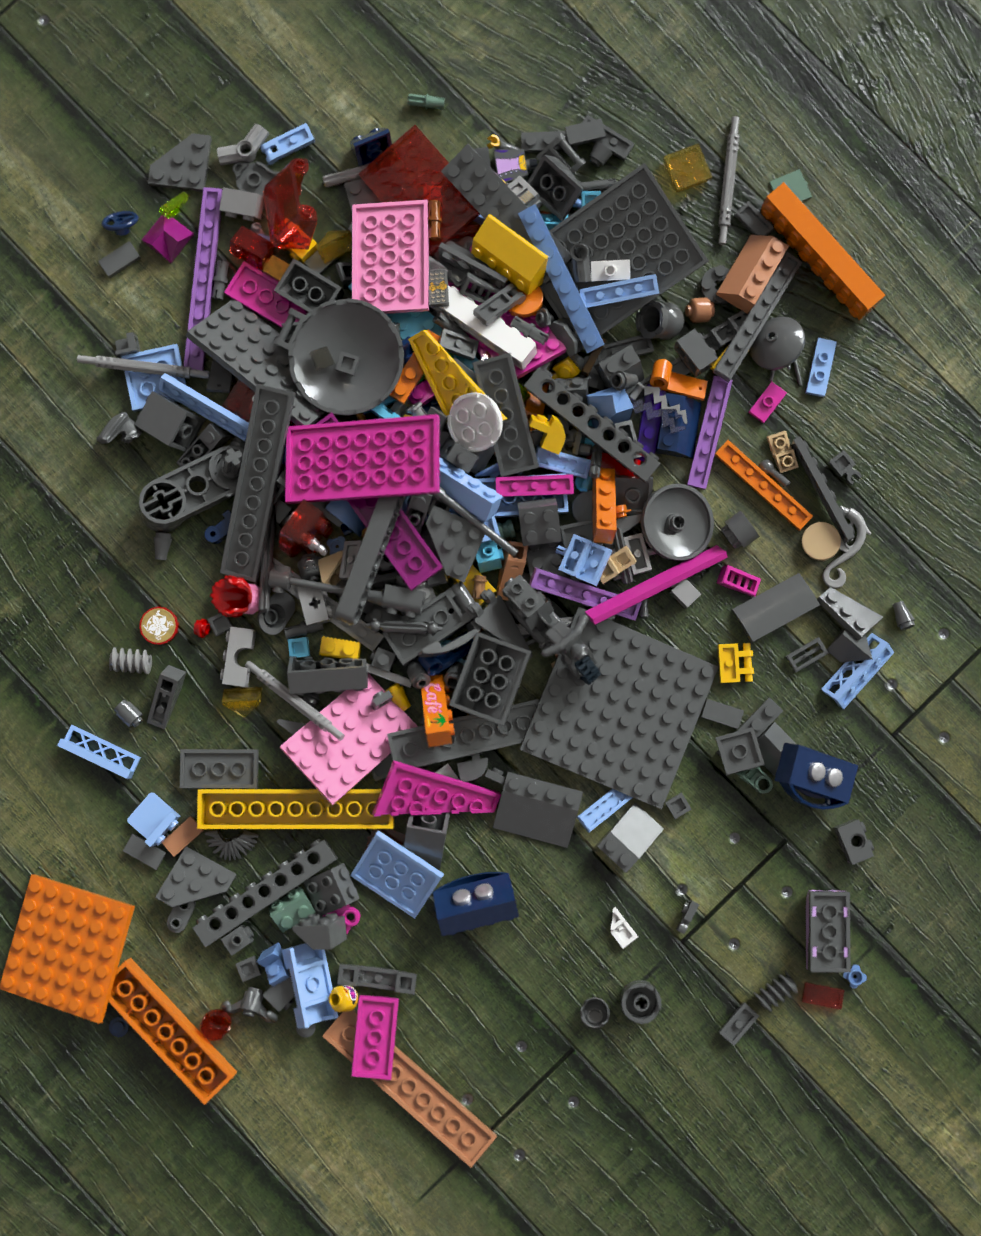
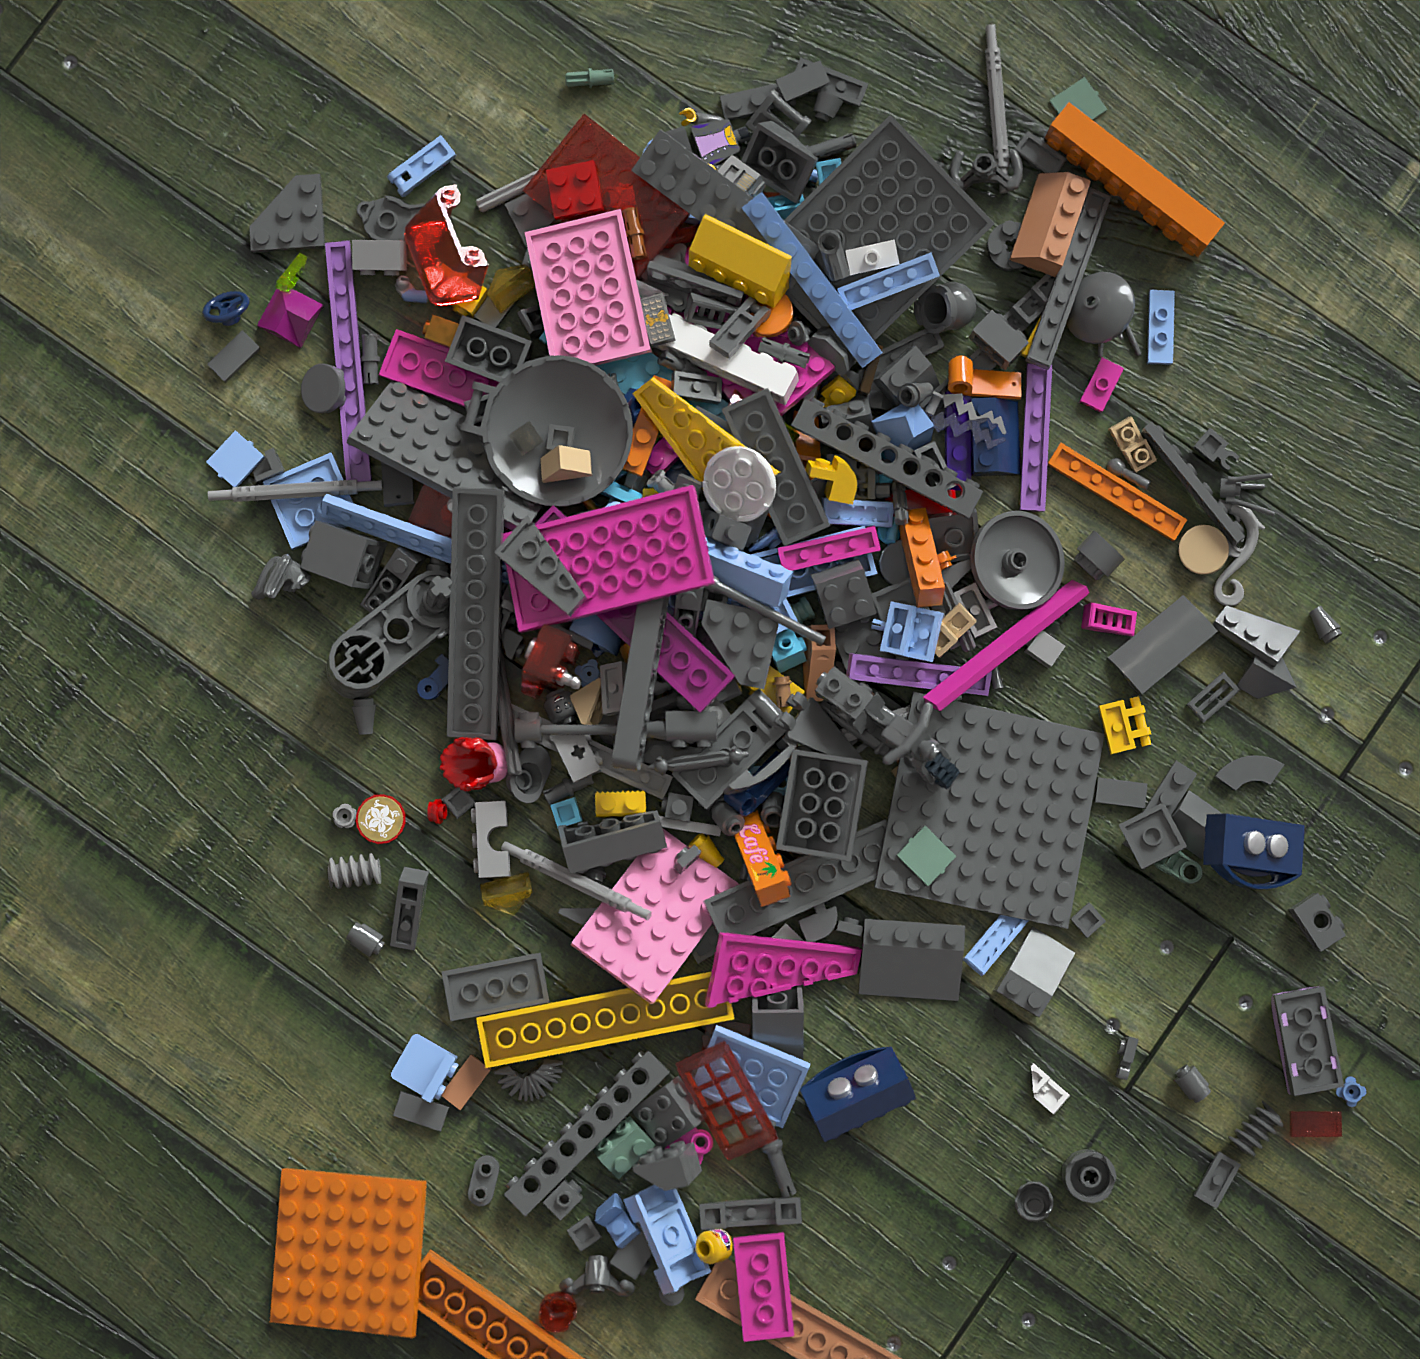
camera: 20 degrees left, 0 degrees up
(96, 758) = (336, 1004): light blue fence -> none
(105, 336) = (235, 459): none -> light blue piece
(118, 1027) = (433, 1339): dark blue plate -> none
(132, 613) = (338, 816): none -> light grey plate
(180, 295) = (323, 388): none -> dark grey tile
(194, 879) = (492, 1134): dark grey plate -> none
(251, 247) = (403, 310): clear red brick -> none
(252, 141) = (376, 171): light grey piece -> none
(308, 451) = (538, 564): none -> dark grey wing
(347, 383) = (565, 464): none -> tan slope
(371, 145) = (531, 150): dark blue slope -> none
(375, 889) = (726, 1100): none -> clear red piece
(396, 180) = (574, 189): none -> red plate
(404, 930) = (779, 1166): none -> dark grey pin
(563, 732) = (926, 856): none -> sand green piece
(687, 168) = (941, 102): clear yellow plate -> none
(700, 310) = (993, 283): nougat head -> none
(711, 224) = (986, 171): none -> dark grey piece
(734, 946) = (1192, 1083): none -> dark grey brick
(823, 714) = (1249, 769): none -> dark grey tile
(853, 496) = (1232, 486): none -> dark grey plant
(861, 673) = (1286, 708): light blue fence -> none

